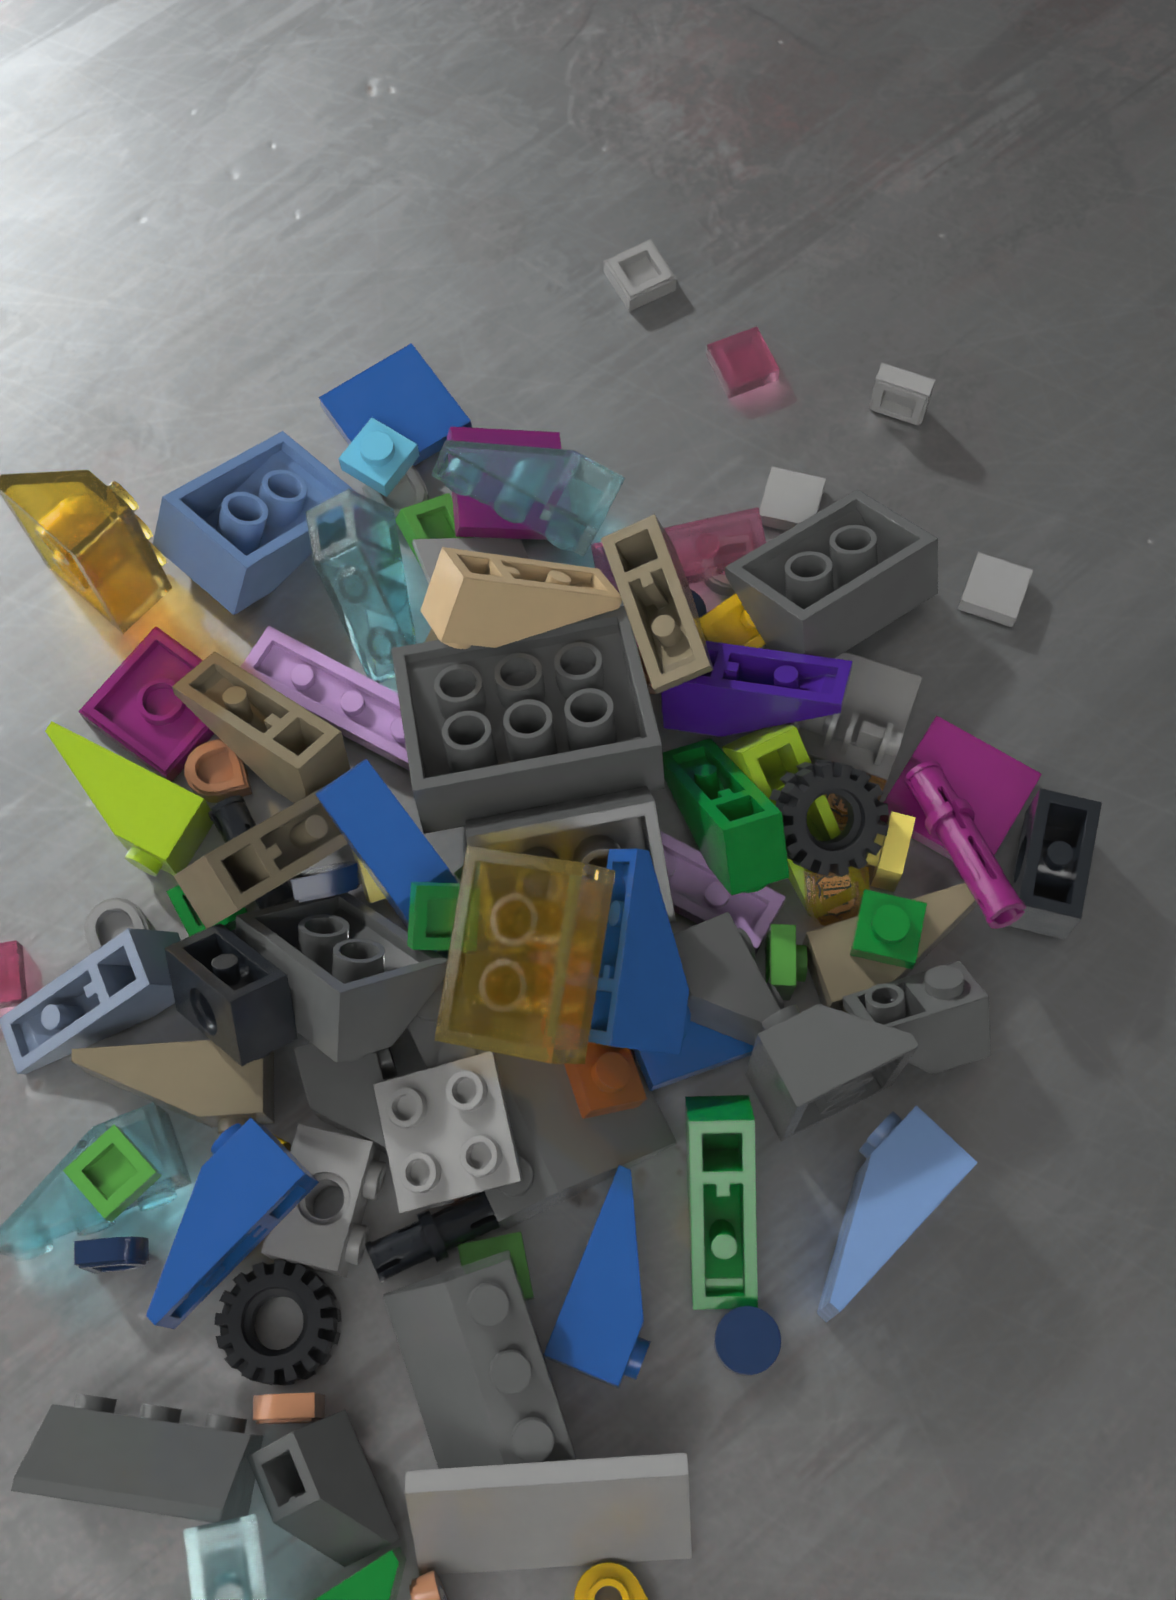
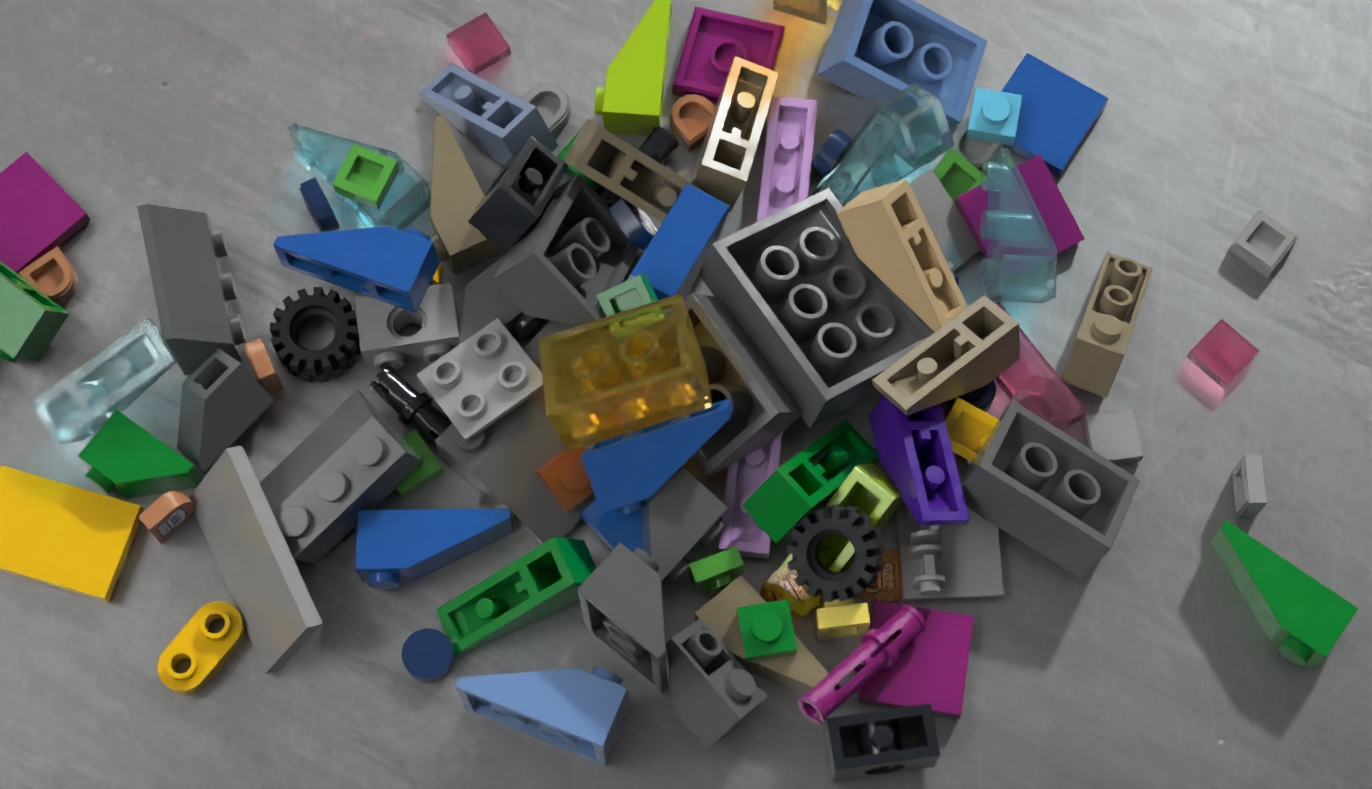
camera: 65 degrees right, 0 degrees up
(336, 637) = (830, 152): none -> dark blue tile
(670, 451) = (1107, 325): none -> dark tan slope
(995, 589) = (1110, 626): light grey tile -> none
(1033, 416) = (1286, 601): none -> green slope

